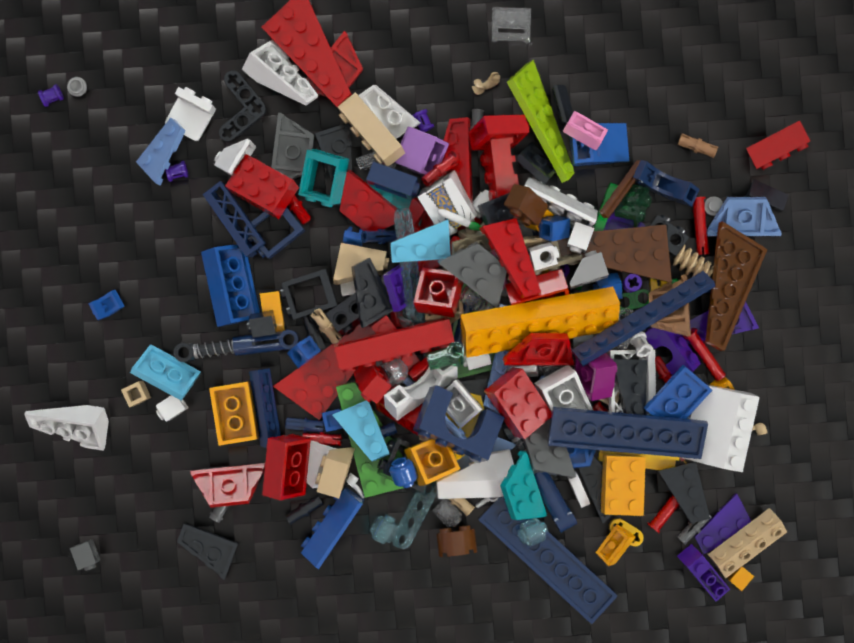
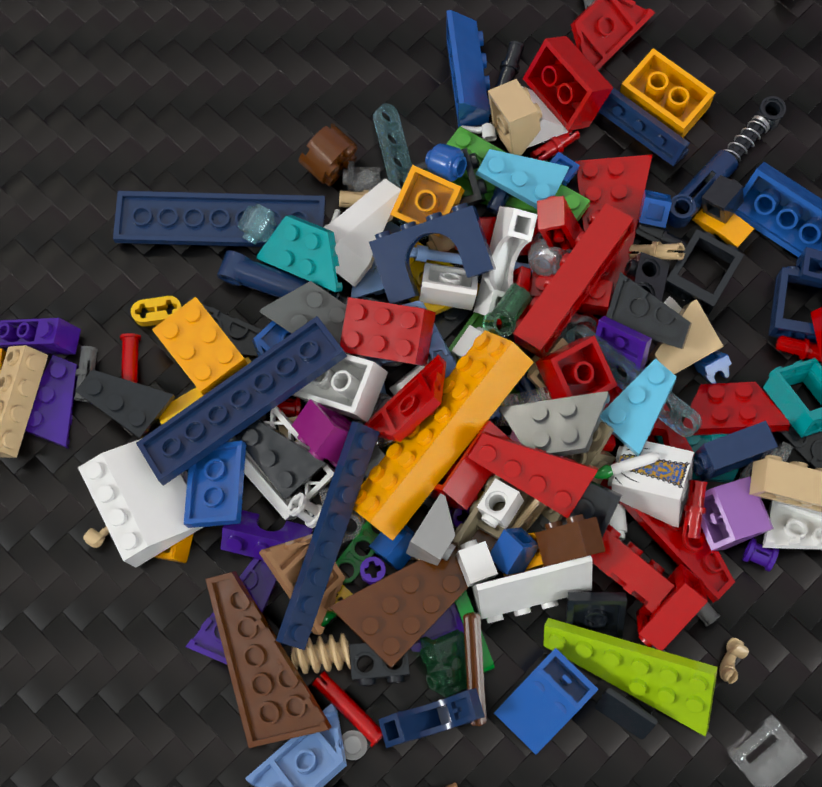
camera: 145 degrees right, 15 degrees down
(136, 393) = (778, 35): tan brick -> none
(165, 372) = (770, 73): medium azure plate -> none
(170, 408) = (731, 54): white brick -> none
(304, 424) = (586, 143): dark blue axle -> none
(370, 236) = (700, 376): dark blue pin -> none
(384, 529) = (413, 110): clear light blue head -> none
(579, 491) = (243, 310): white beam -> none
(585, 130) = (577, 695): bright pink slope -> none
(615, 545) = (157, 286): light orange slope -> none
(662, 370) = (265, 510): red axle -> none
(705, 355) = (225, 564): red pin -> none

